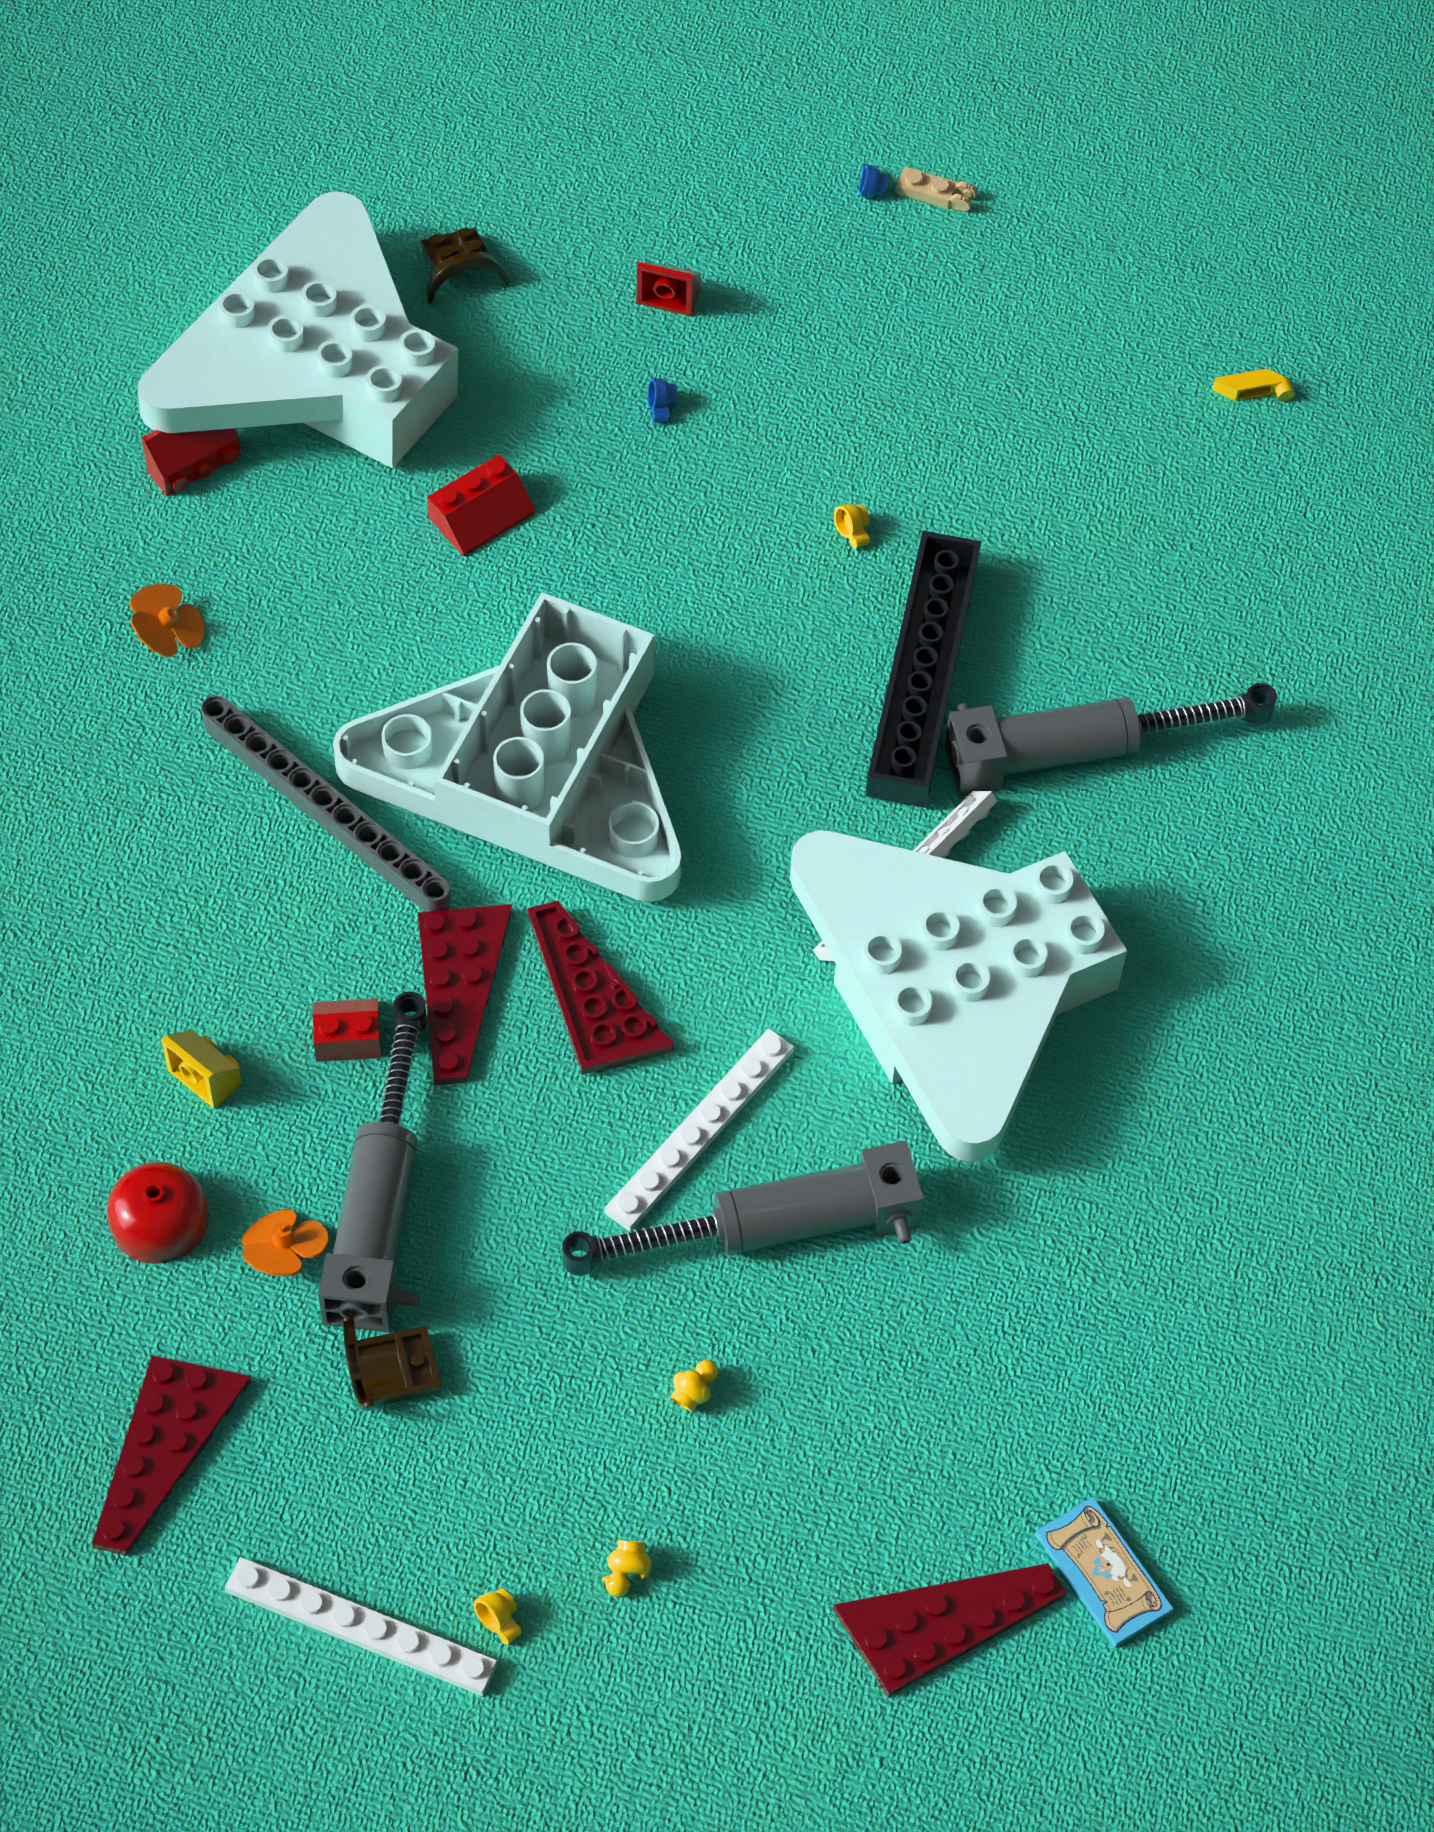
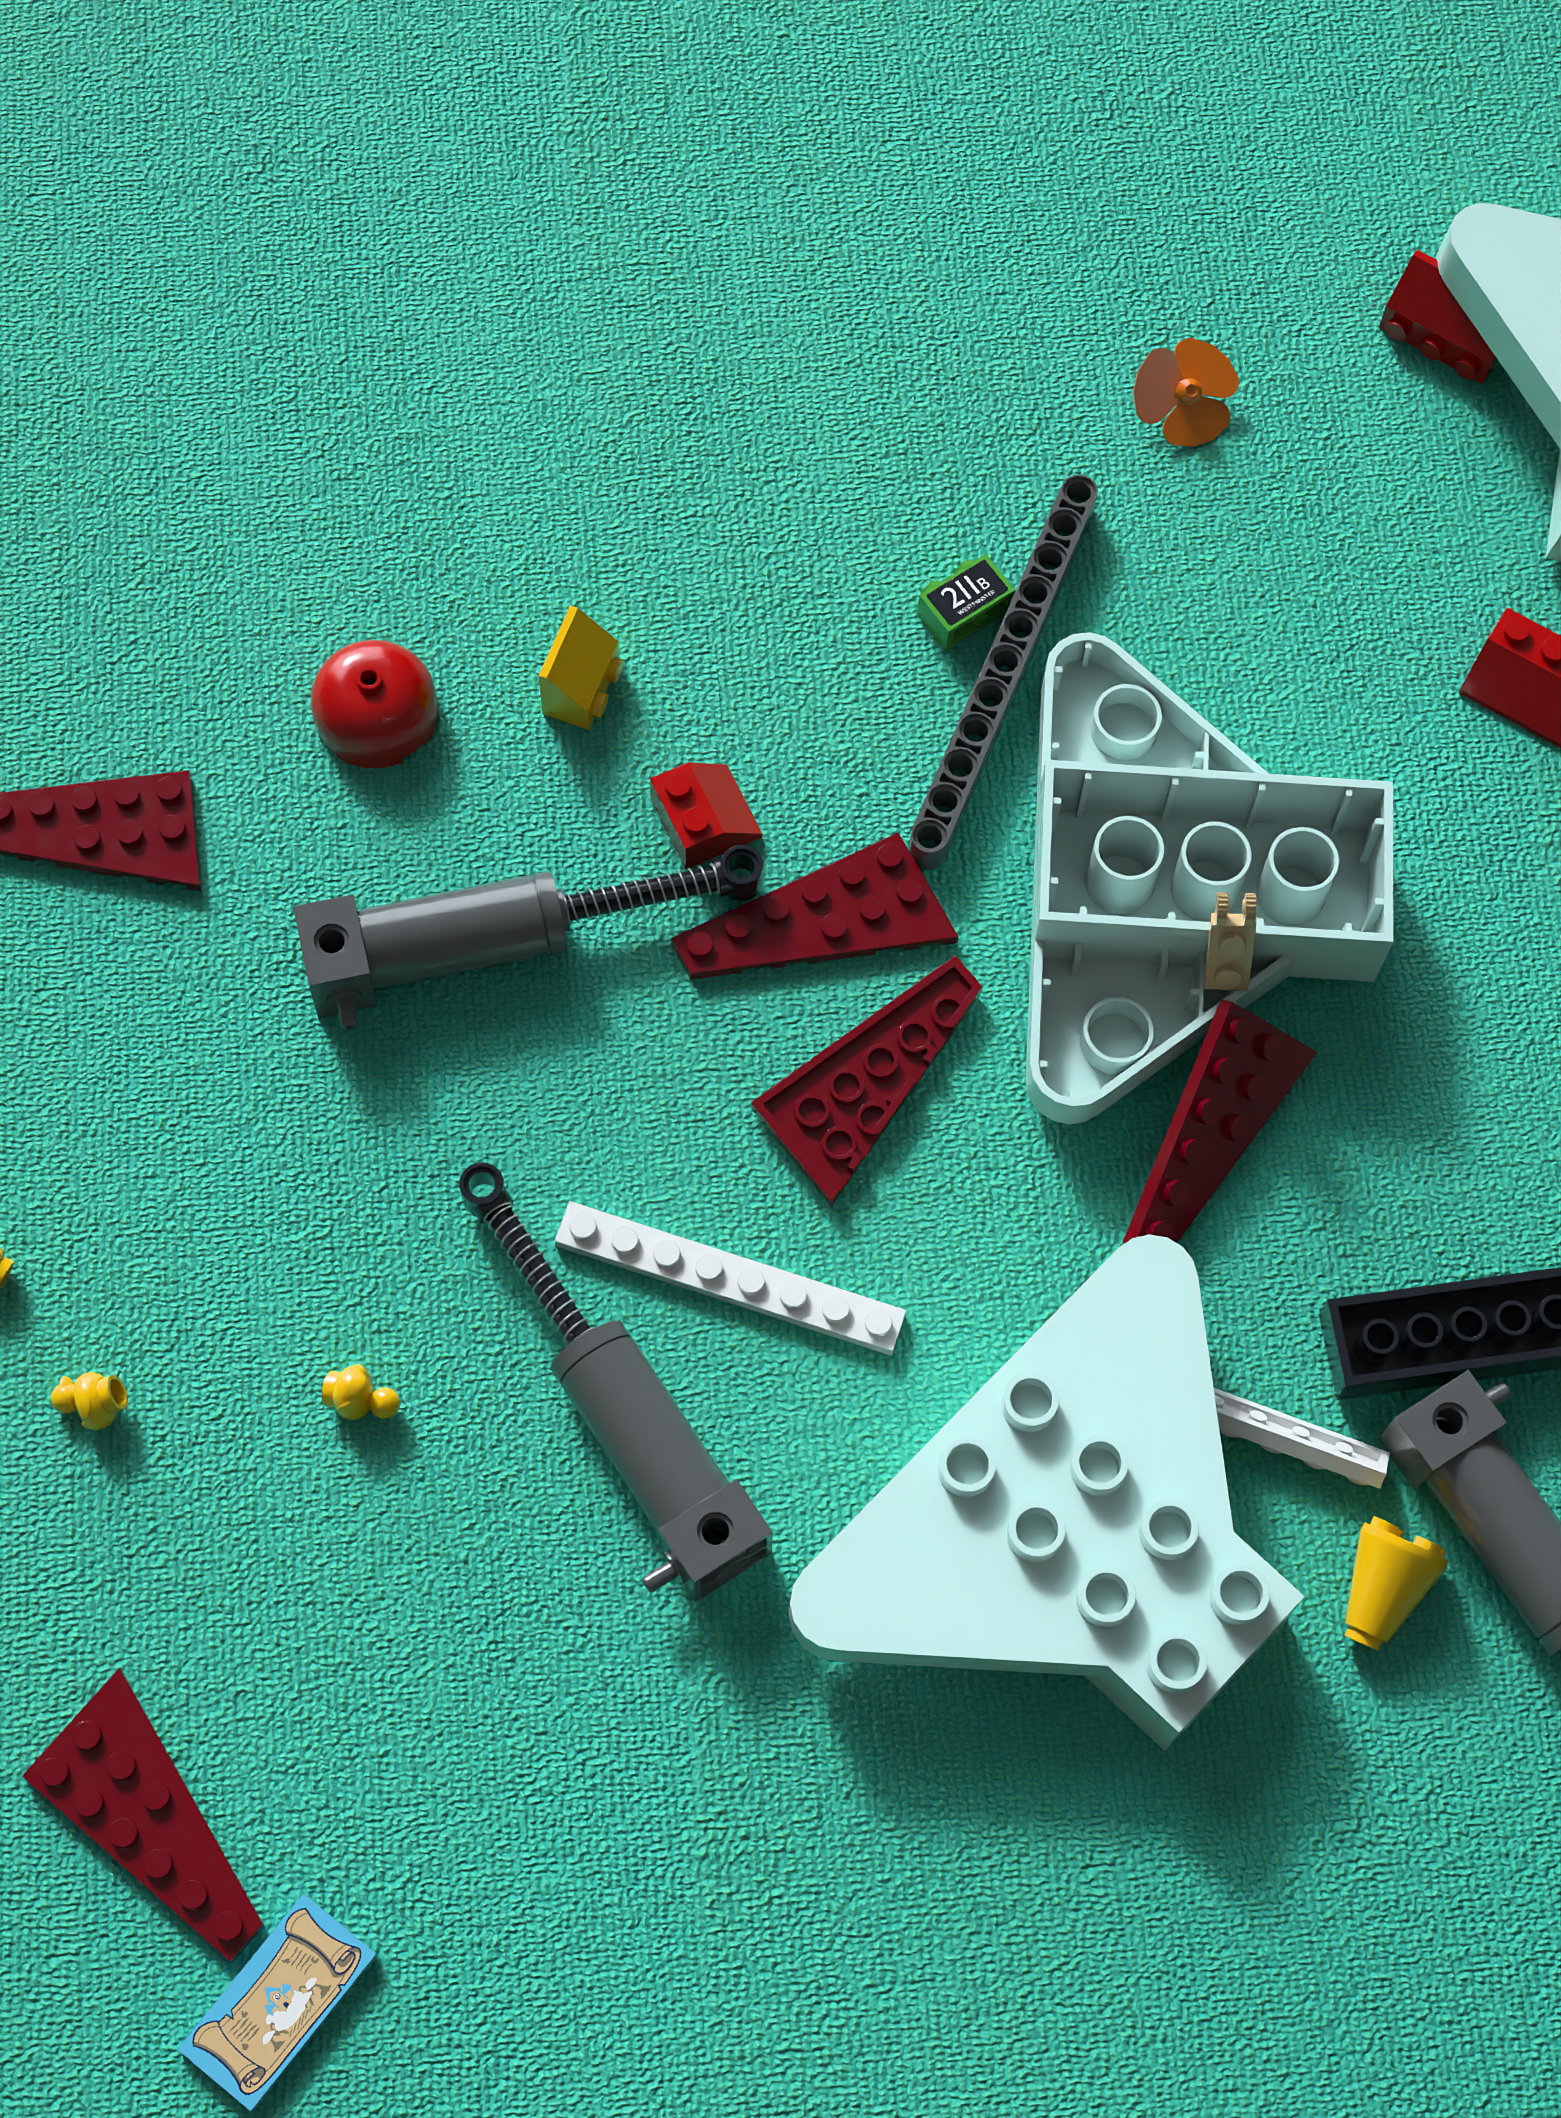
camera: 70 degrees right, 10 degrees up
(261, 810) = (964, 601): none -> brick
(272, 1243) = (371, 850): orange piece -> none
(390, 1366) = (262, 1033): dark brown piece -> none
(614, 723) = (1230, 944): none -> tan hinge
(702, 783) = (1226, 1102): none -> dark red wing
(1058, 817) = (1388, 1581): none -> yellow cone

